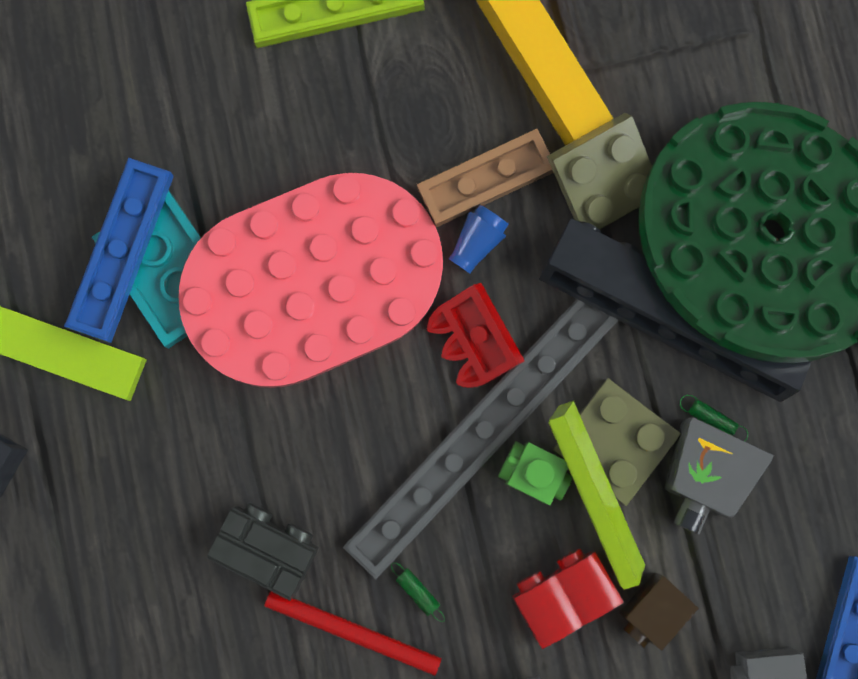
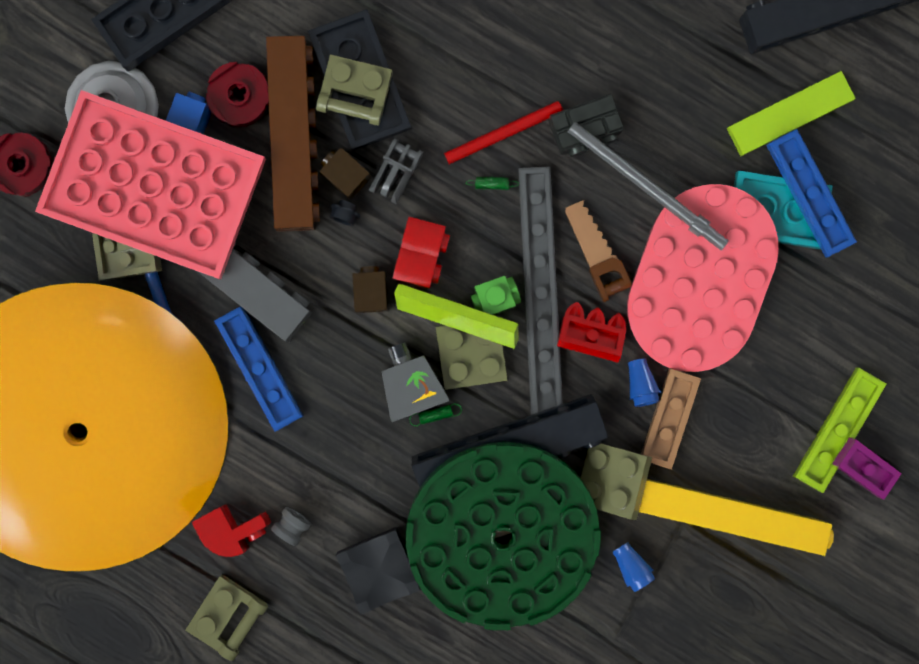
camera: 130 degrees right, 5 degrees up
(263, 333) = (698, 224): none -> dark grey bar
(386, 413) = (596, 251): none -> medium nougat piece
(669, 74) = (633, 567): none -> blue cone

